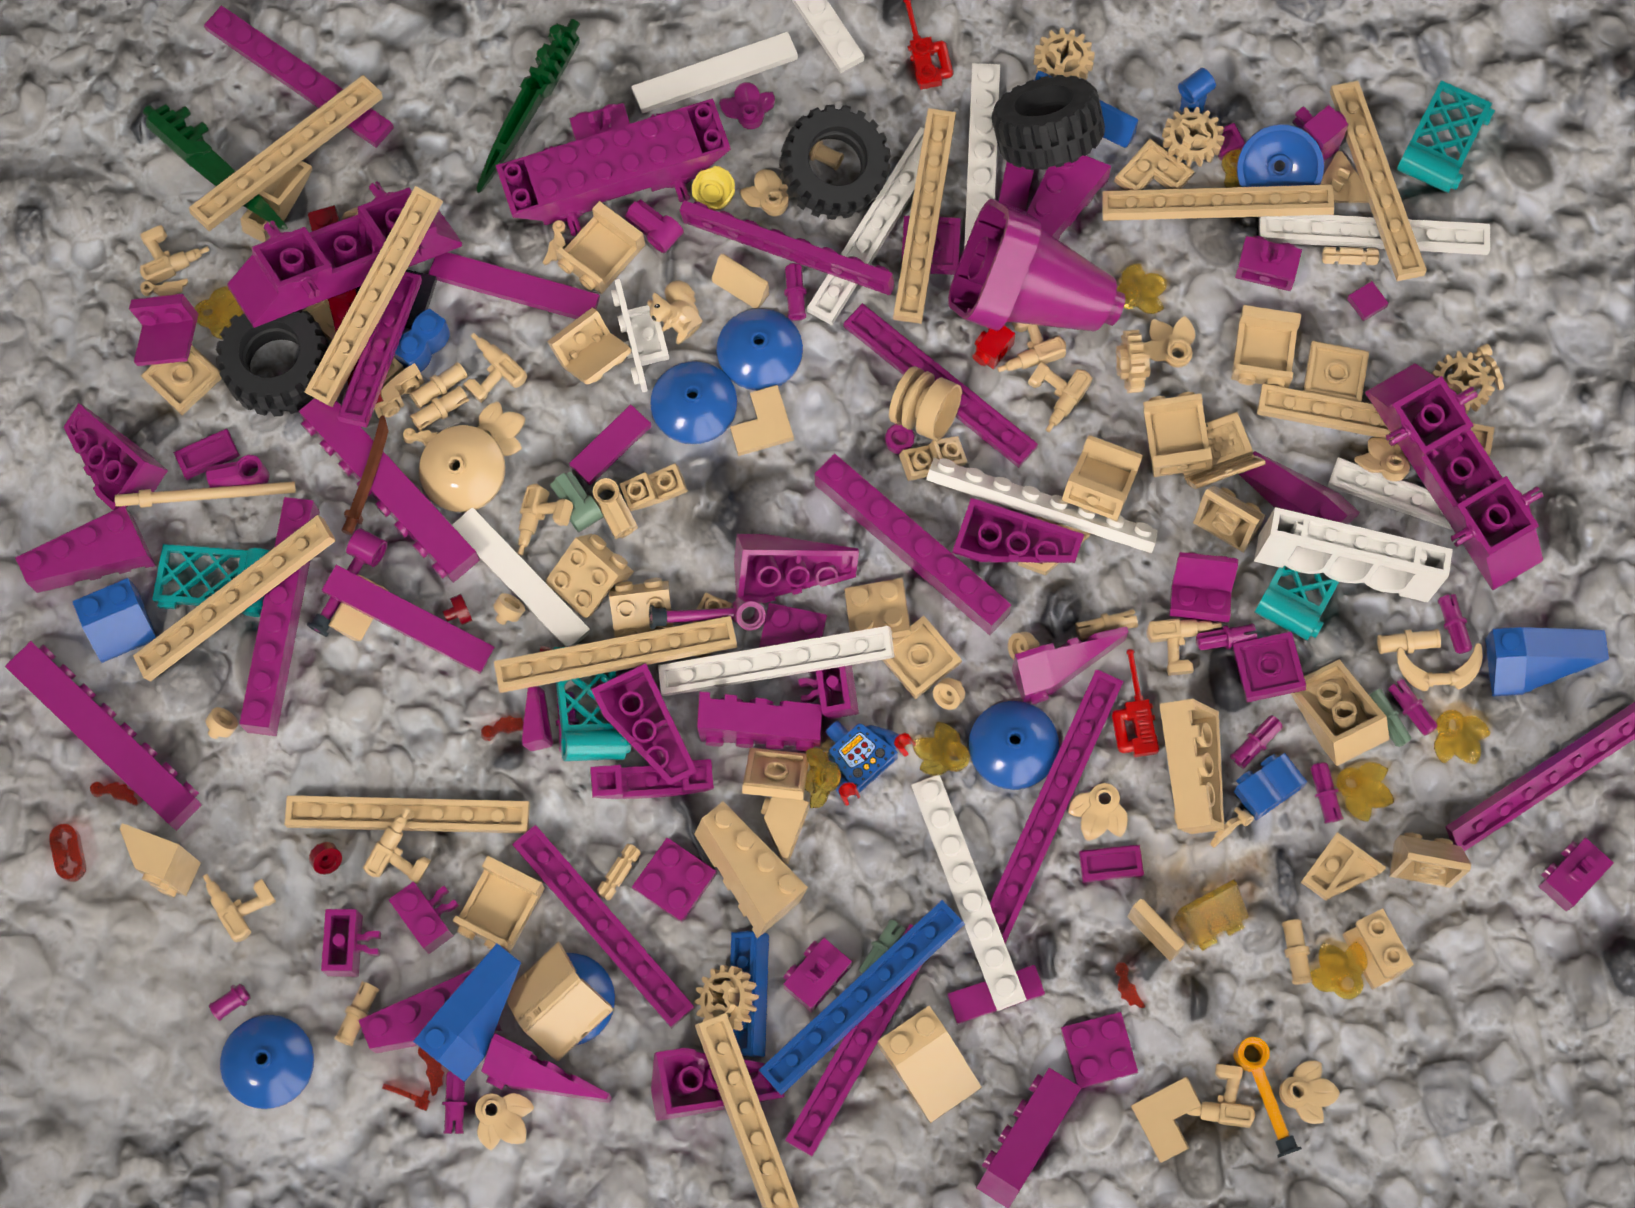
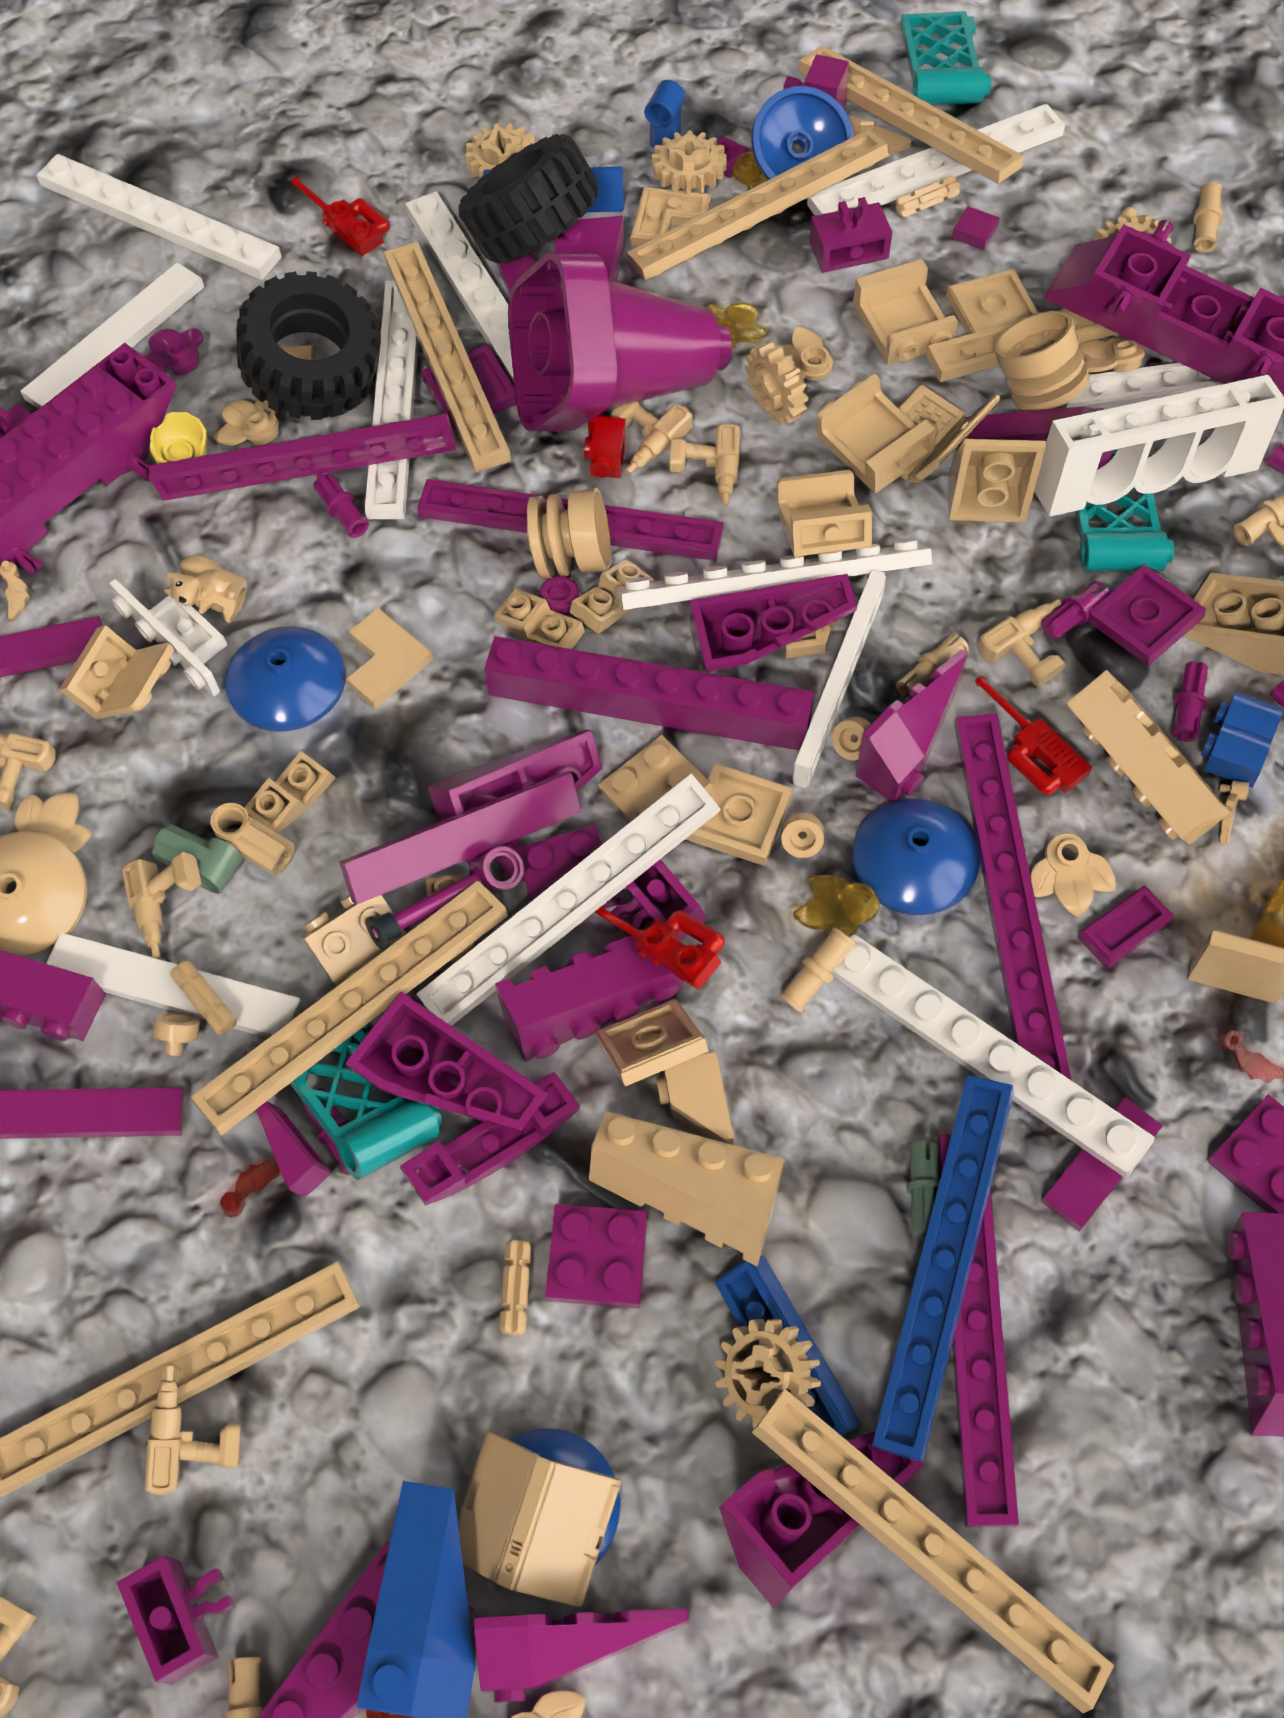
camera: 30 degrees left, 10 degrees down
(325, 858) = (81, 1508): dark red tile -> none
(422, 916) = (271, 1510): magenta brick -> none
(458, 610) = (108, 1066): dark red tile -> none
(499, 905) = (373, 1429): tan panel -> none
(533, 598) = (203, 997): none -> tan axle
(587, 573) = (259, 934): tan bracket -> none
(601, 249) = (75, 567): tan panel -> none
(603, 926) = (539, 1373): magenta plate -> none
(610, 444) = (205, 774): magenta tile -> none
(659, 230) = (137, 516): magenta piece -> none
(738, 581) = (460, 837): none -> tile
(740, 281) = (267, 522): tan slope -> none
(764, 364) = (333, 598): blue dish -> none
(812, 719) = (661, 945): none -> red piece
(816, 974) = (864, 1269): magenta brick -> none
(821, 778) = (710, 1016): clear yellow plate -> none
(863, 754) = (752, 962): torso -> none
(874, 453) = (534, 622): none -> tan slope
(902, 784) = (817, 969): none -> tan pin
(929, 1064) = (1083, 1302): tan slope -> none
(1041, 599) = (839, 680): none -> white tile
(1203, 586) = (1012, 565): magenta bracket -> none
(1324, 445) = (1042, 361): none -> tan wheel
(1541, 384) = (1208, 217): none -> tan pin

